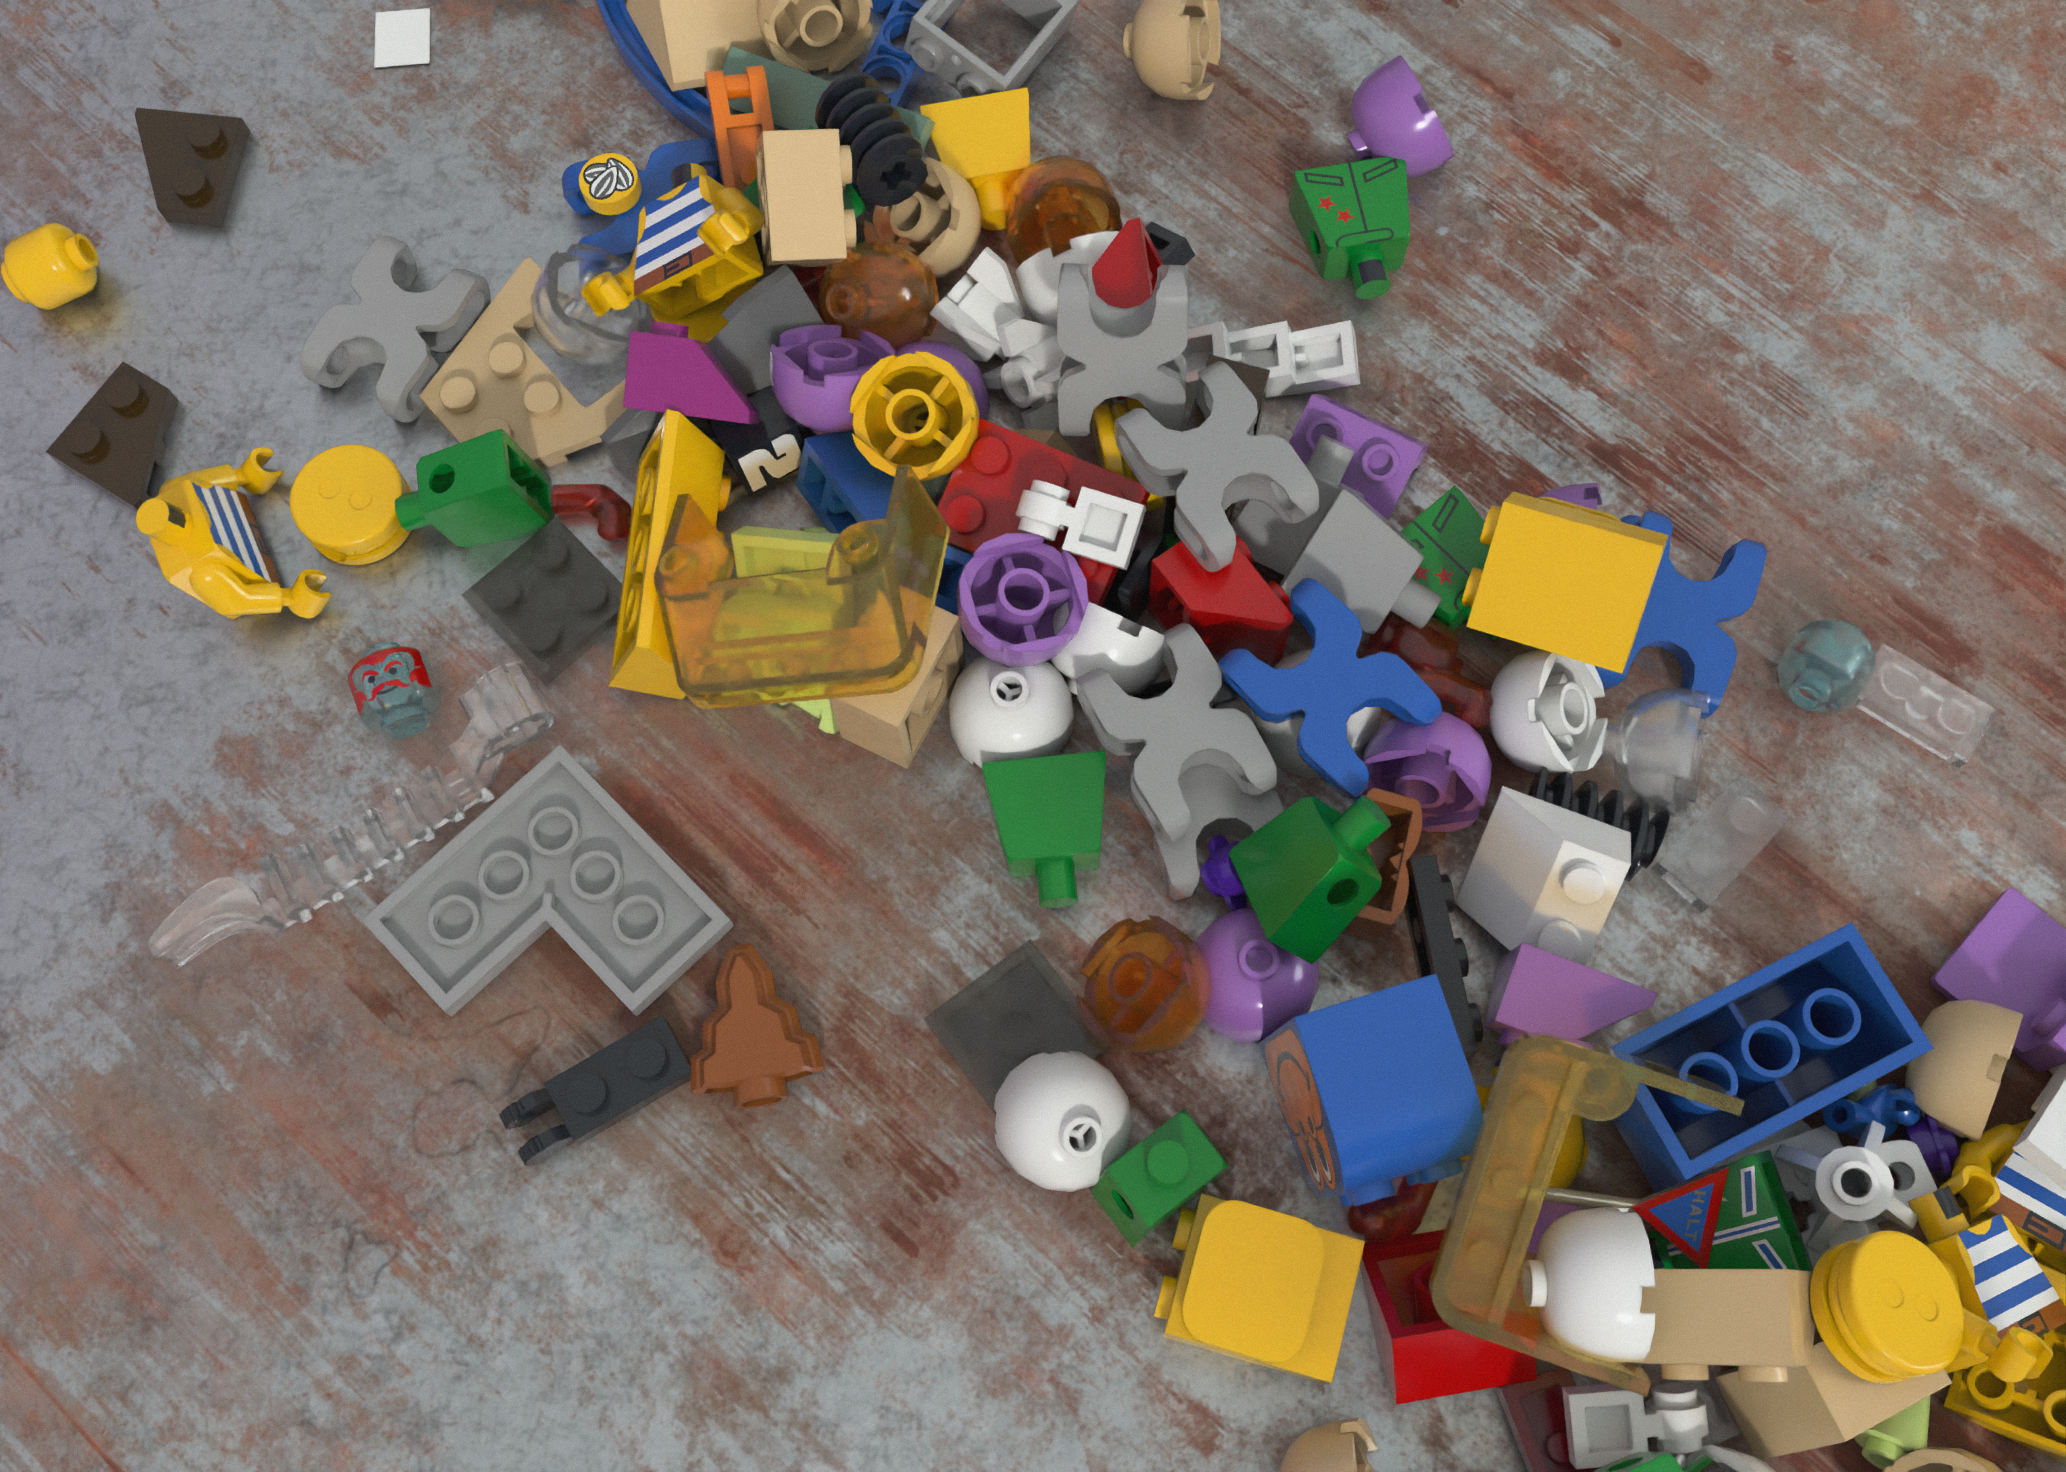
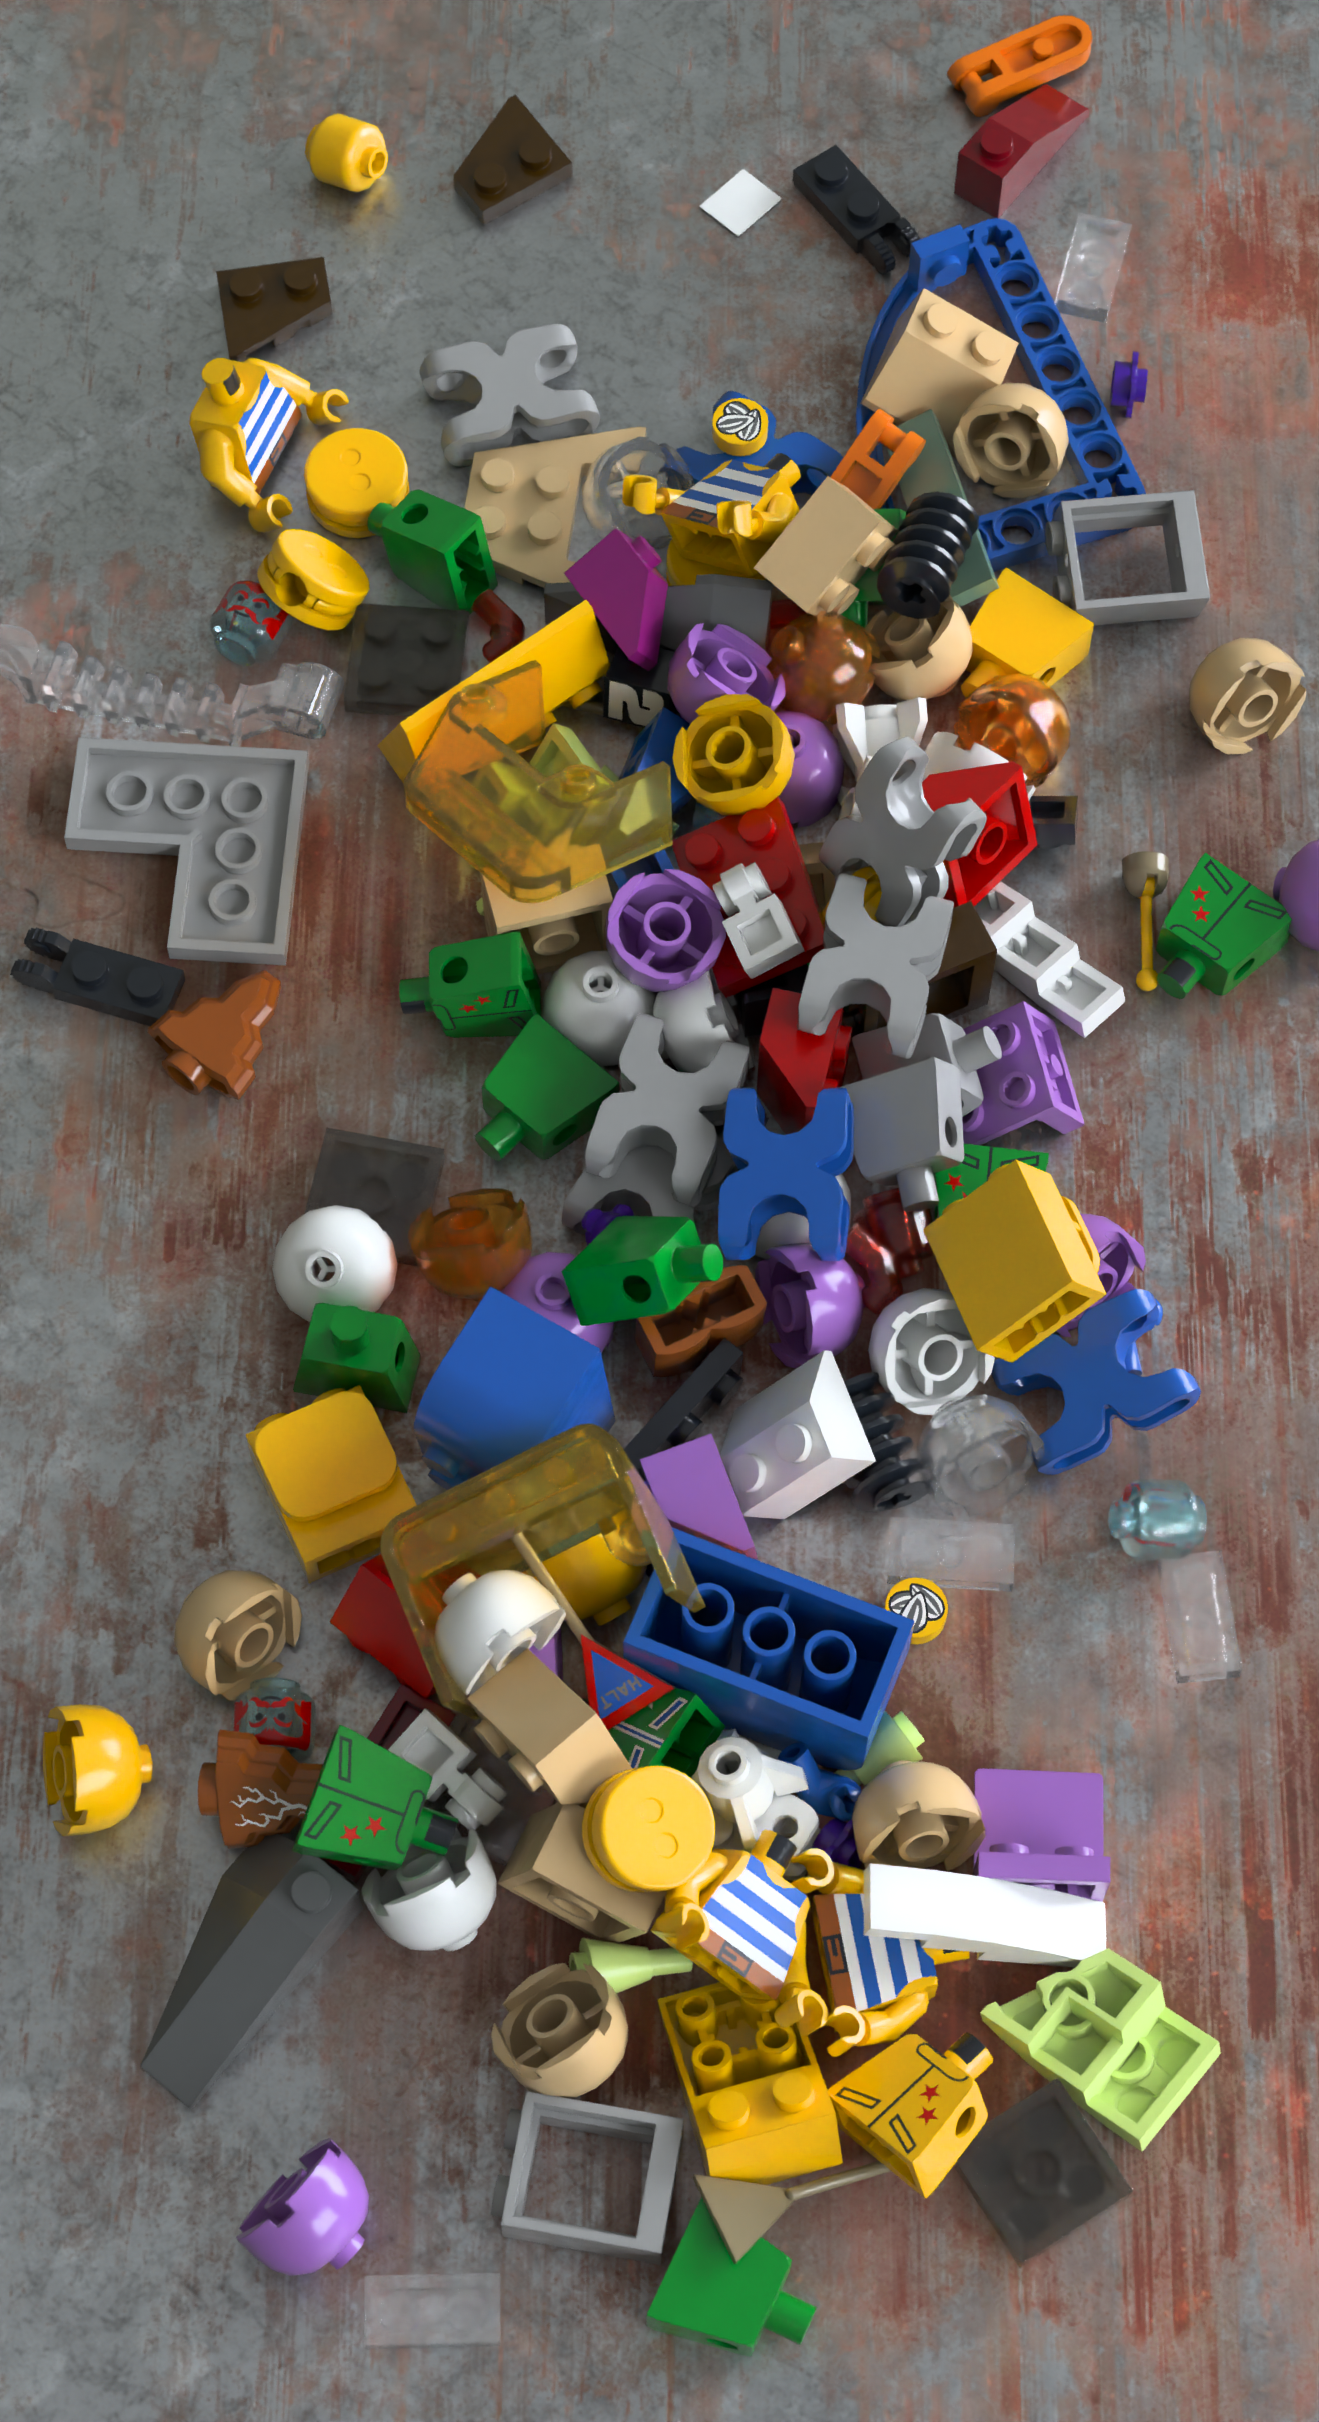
camera: 45 degrees right, 5 degrees down
(411, 609) = (313, 579): none -> yellow head
(914, 766) = (477, 987): none -> green torso
(1263, 234) = (1145, 877): none -> hinge
(1751, 910) = (921, 1602): none -> tile

